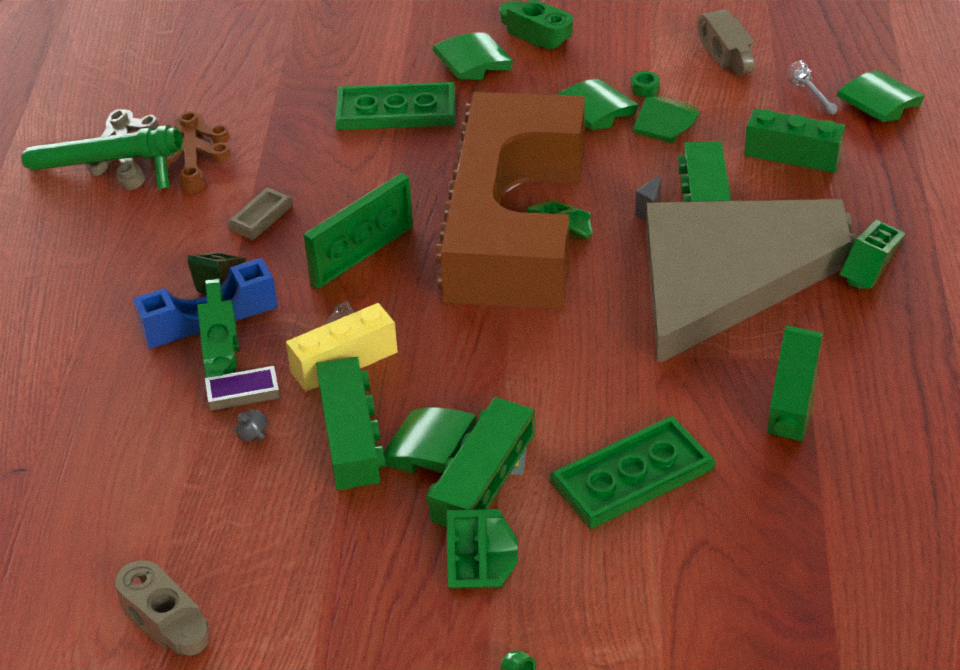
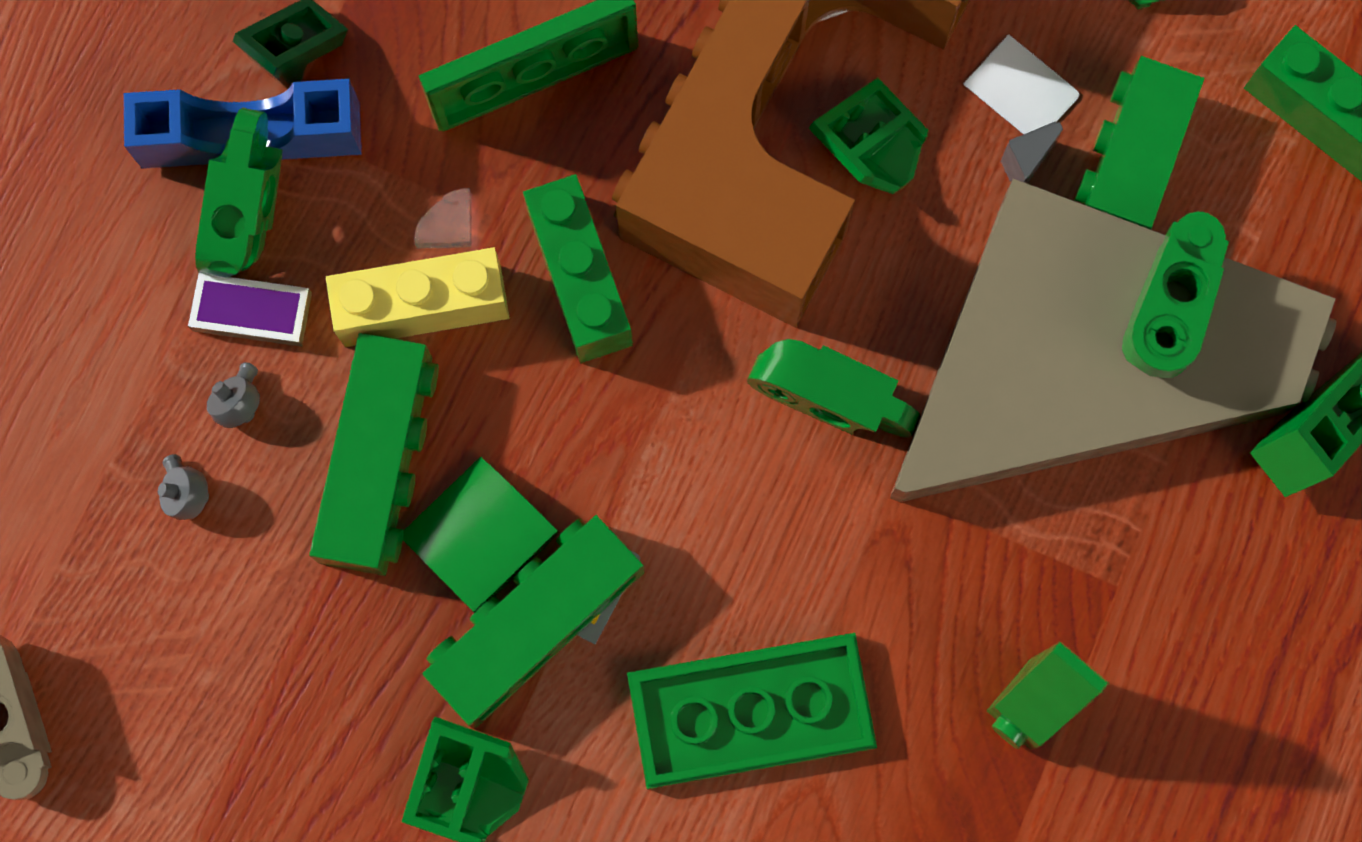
camera: 20 degrees right, 35 degrees up
(237, 474) = (182, 490): none -> dark grey piece
(429, 310) = (578, 268): none -> green brick
(599, 316) = (832, 388): none -> green piece
(623, 184) = (1021, 87): none -> white sticker
(761, 212) = (1188, 255): none -> green piece

